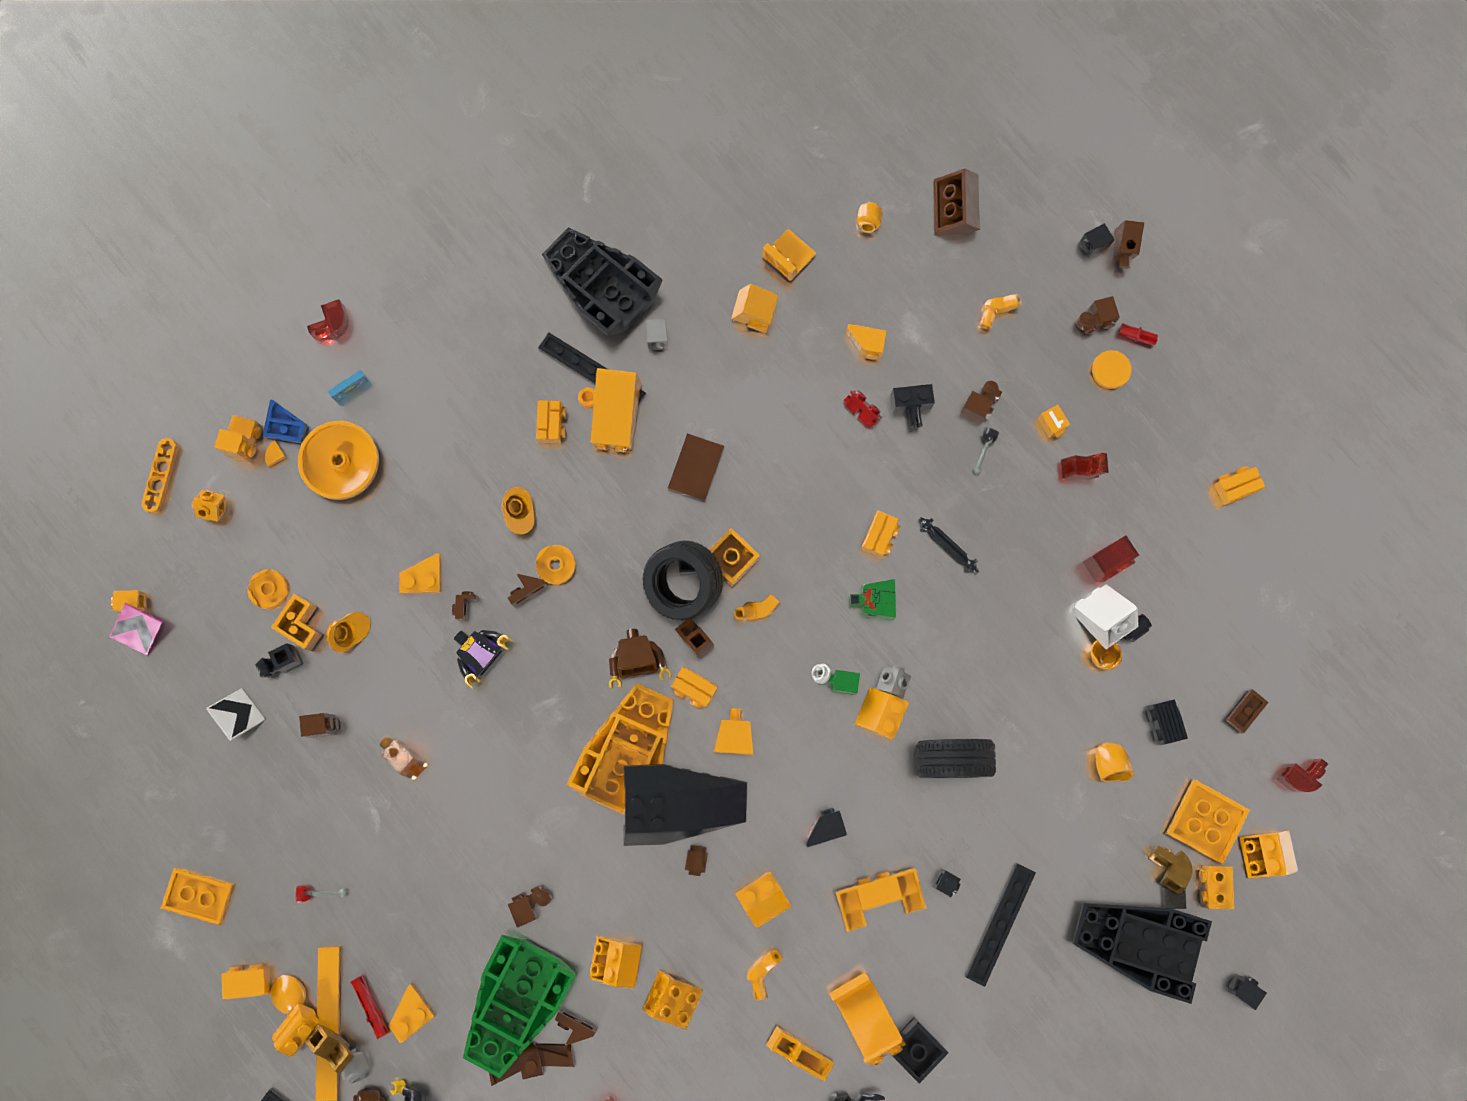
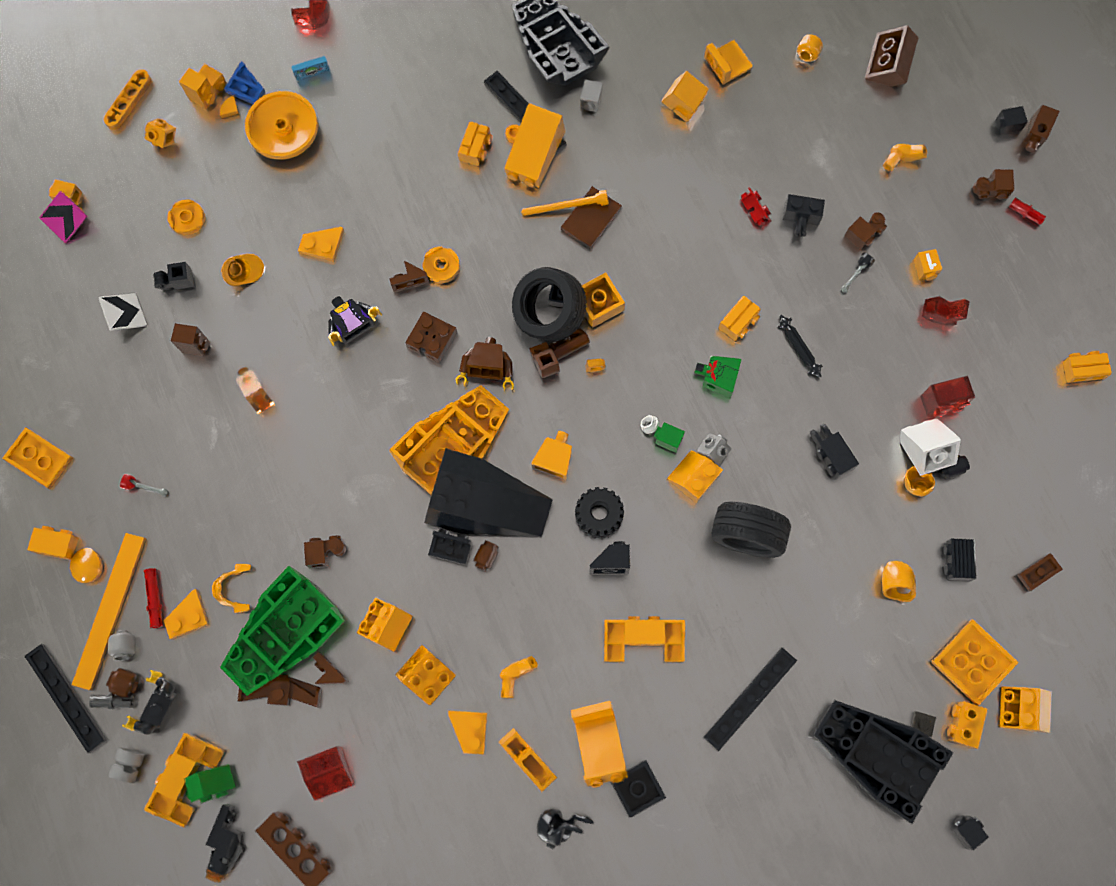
camera: 20 degrees right, 5 degrees down
(293, 622) = (198, 248): light orange brick -> none
(295, 1030) = (80, 596): light orange brick -> none
(330, 1046) = (105, 619): pearl gold brick -> none
(432, 977) = (216, 589): none -> light orange helmet
(459, 609) = (346, 276): reddish brown bracket -> none
(518, 510) = (422, 208): light orange piece -> none
(569, 646) = (431, 337): none -> reddish brown piece
(657, 863) = (450, 547): none -> black bracket
(693, 687) = (531, 404): light orange brick -> none
(701, 445) = (600, 198): none -> light orange piece
(712, 616) = (572, 343): none -> reddish brown brick
(734, 1041) = (470, 730): none -> light orange wing
(747, 627) = (594, 365): none -> light orange tile
(755, 610) = (608, 352): light orange arm -> none
(763, 899) = (536, 608): light orange slope -> none
(786, 792) = (595, 526): none -> black tyre
(867, 340) = (777, 150): light orange slope -> none
(947, 883) = (711, 645): black brick -> none
(1014, 648) = (834, 452): none -> black hinge
(1111, 369) = (994, 235): light orange tile -> none
(1178, 868) = (934, 694): pearl gold brick -> none
(1303, 780) = (1075, 651): clear red brick -> none

